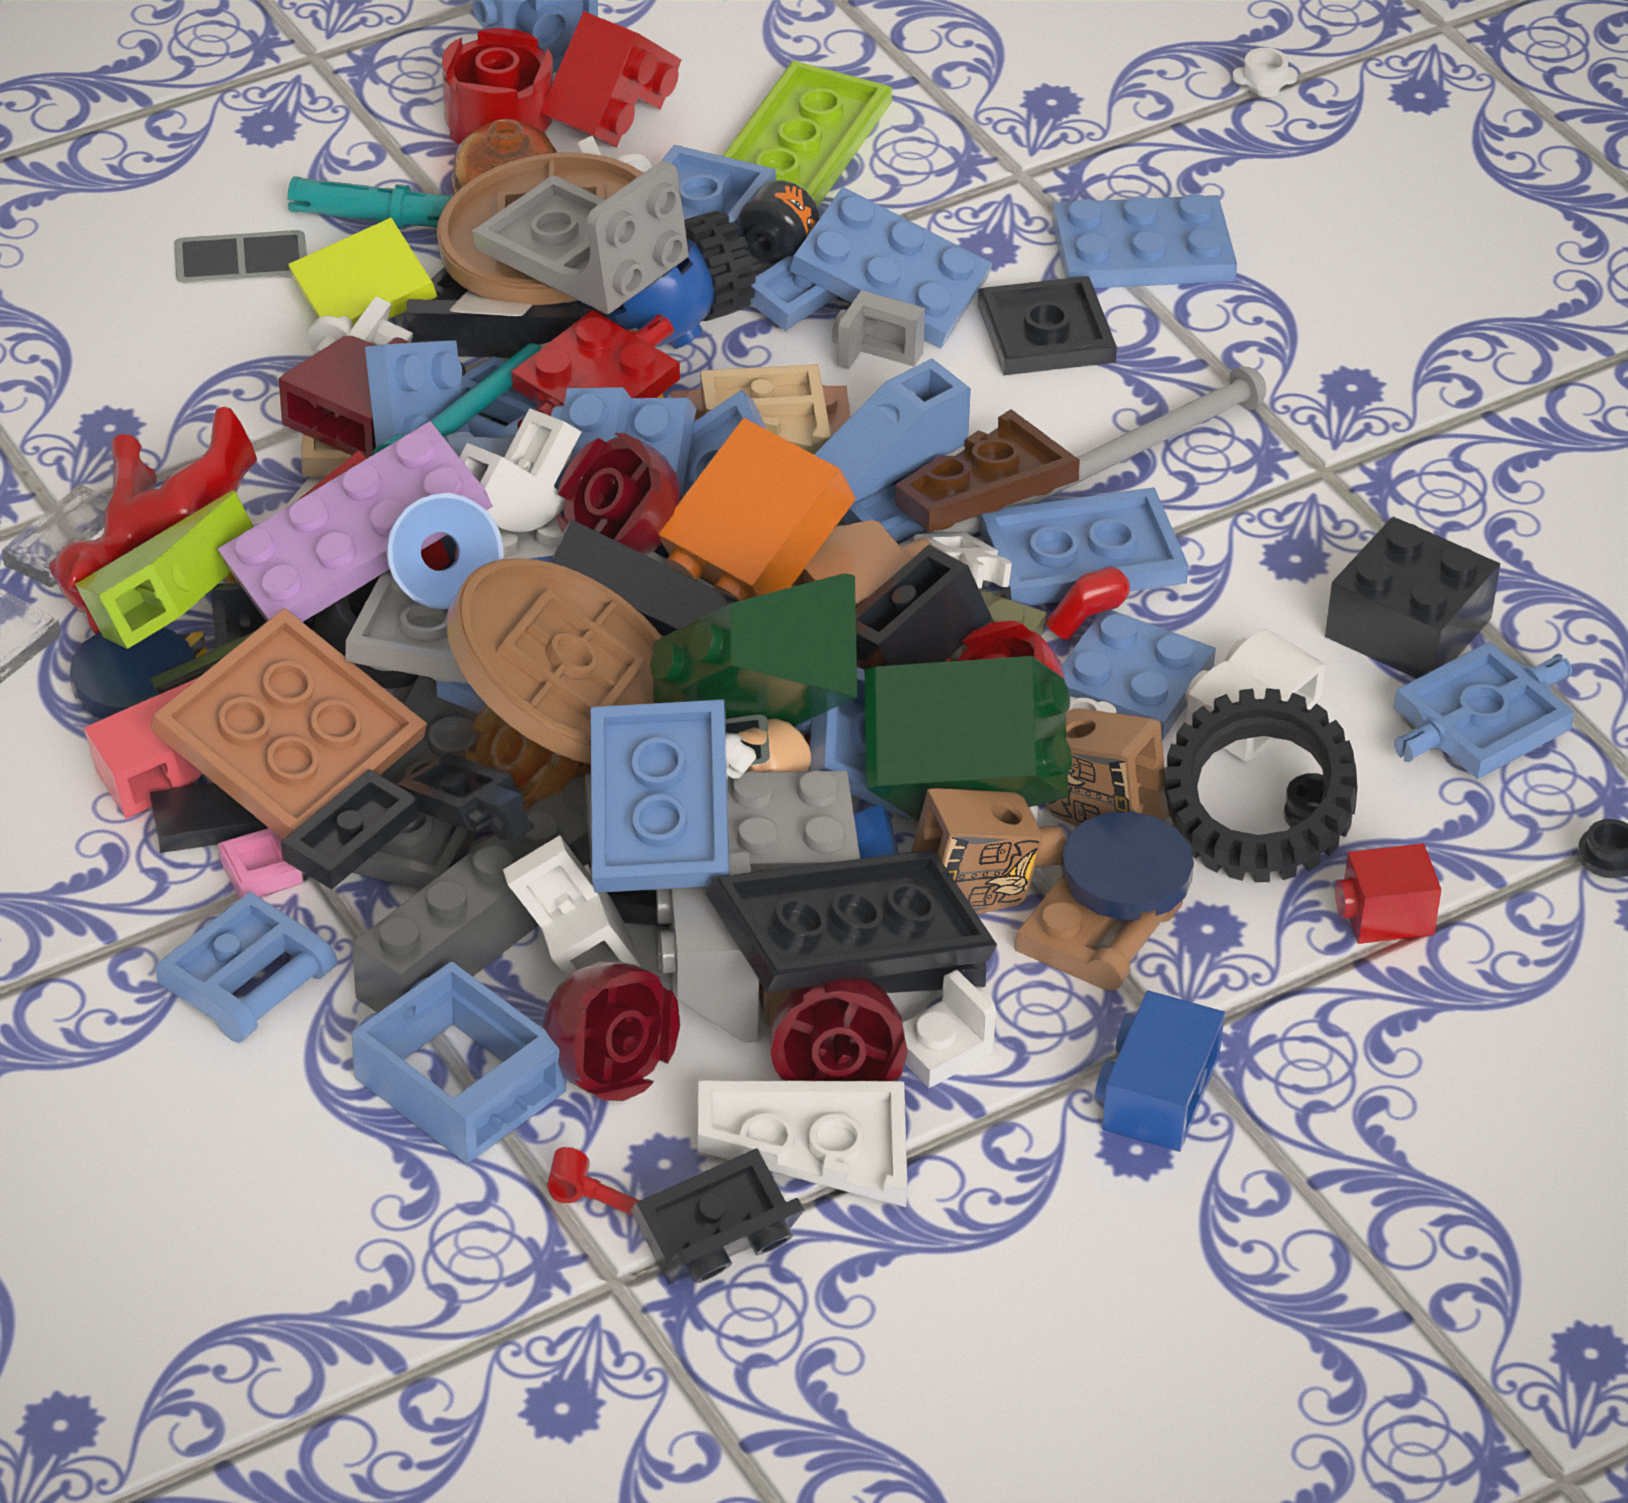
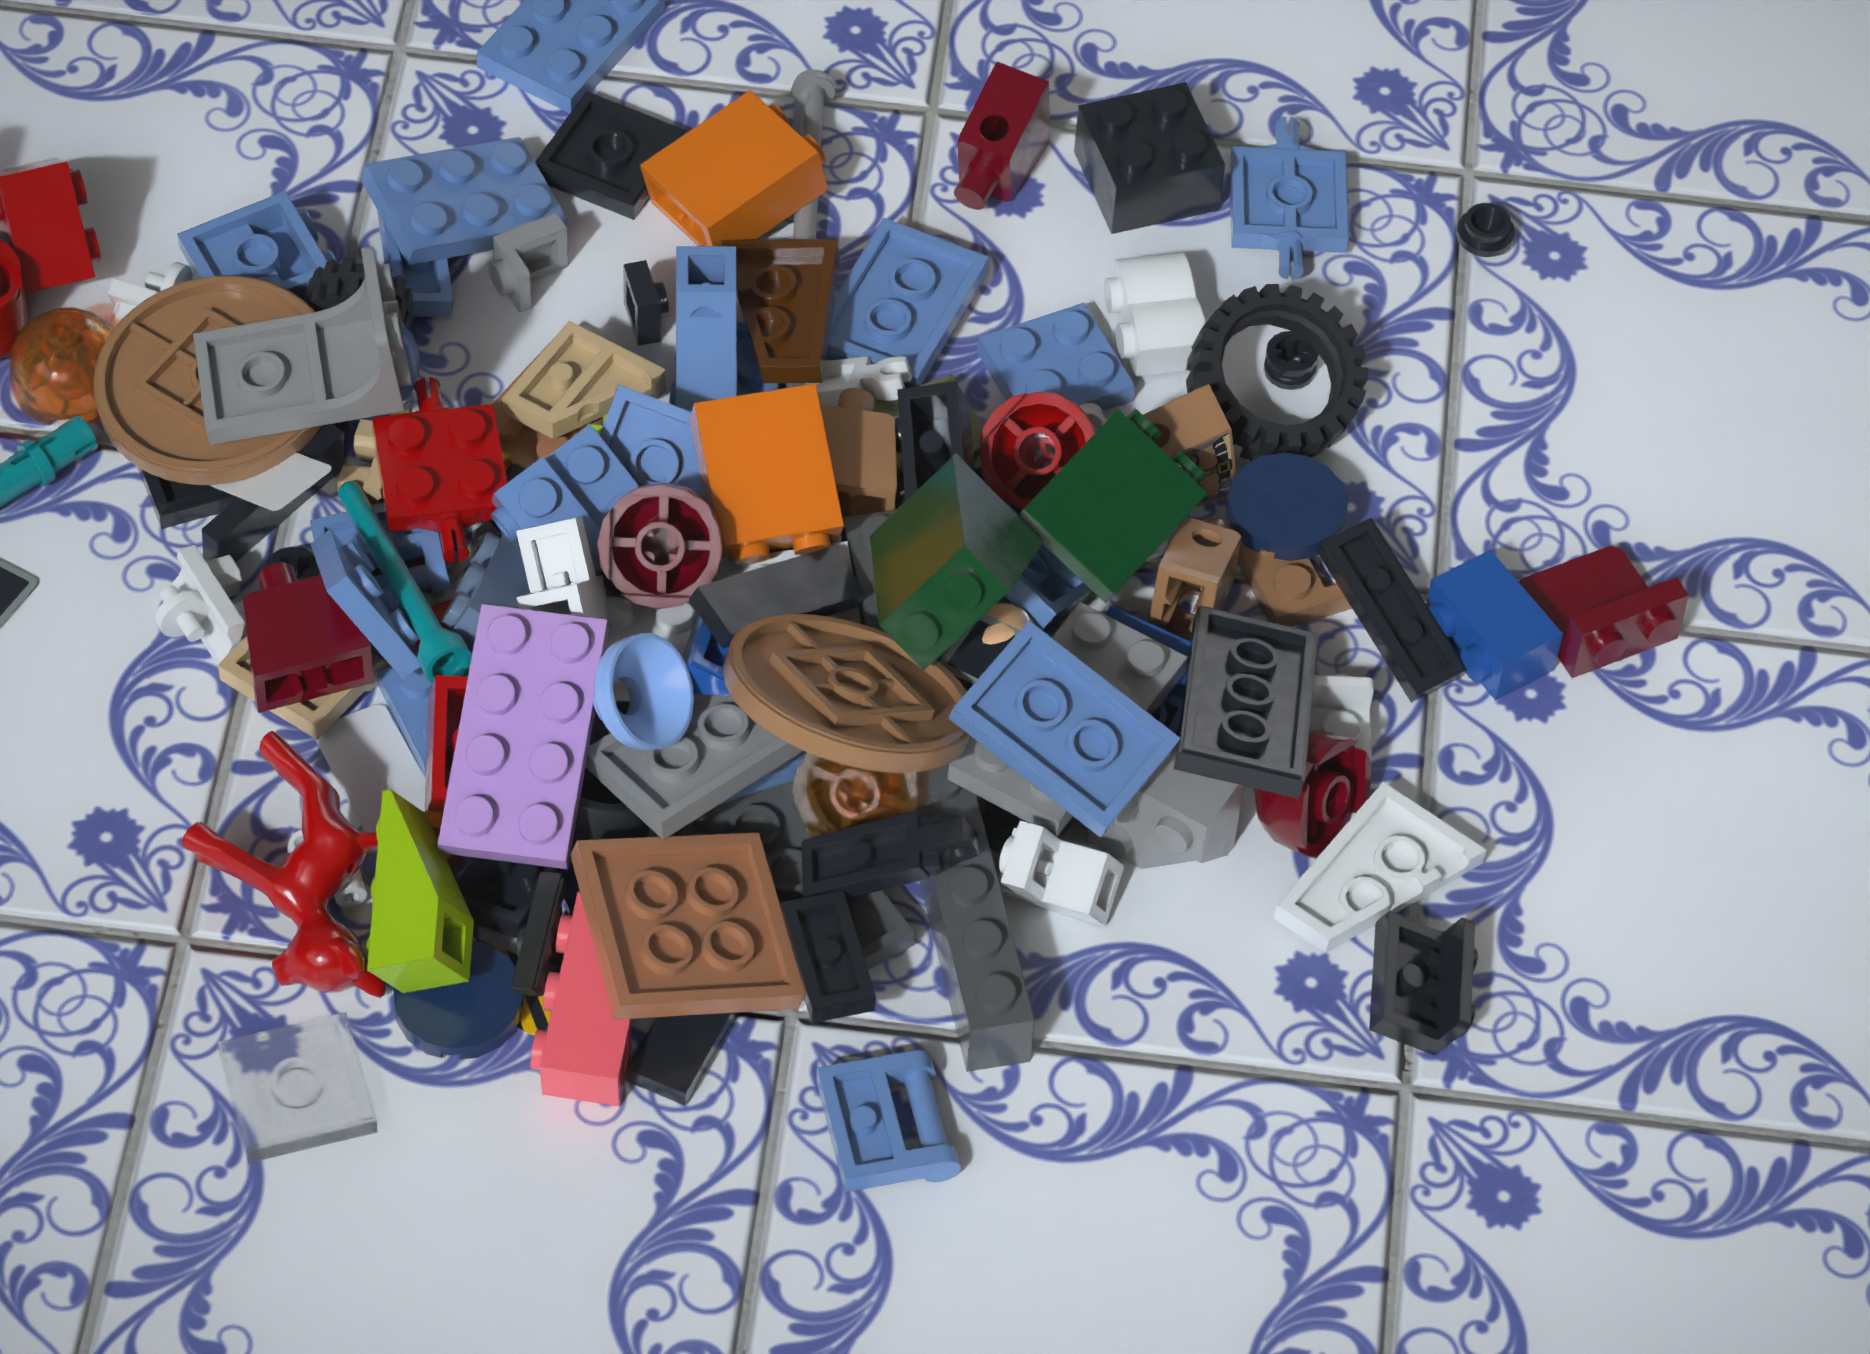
camera: 55 degrees left, 10 degrees up
(70, 520) = (230, 947): clear tile -> none
(257, 864) = (766, 1045): bright pink tile -> none
(358, 269) = (111, 547): neon yellow tile -> none
(493, 1104) = (1121, 995): medium blue window -> none
(570, 1182) = (1293, 1050): red hand -> none
(612, 1028) = (1175, 927): dark red cylinder -> none
(777, 220) = (349, 222): black head -> none
(811, 126) = (211, 140): lime tile -> none
(1088, 596) = (974, 325): red arm -> none
(1090, 382) = (735, 173): none -> orange brick
(1099, 992) = (1391, 610): none -> black tile
(1263, 1136) = (1606, 609): none -> dark red bracket
(1313, 502) = (1002, 137): none -> dark red torso
(1389, 893) = (1430, 379): red brick -> none

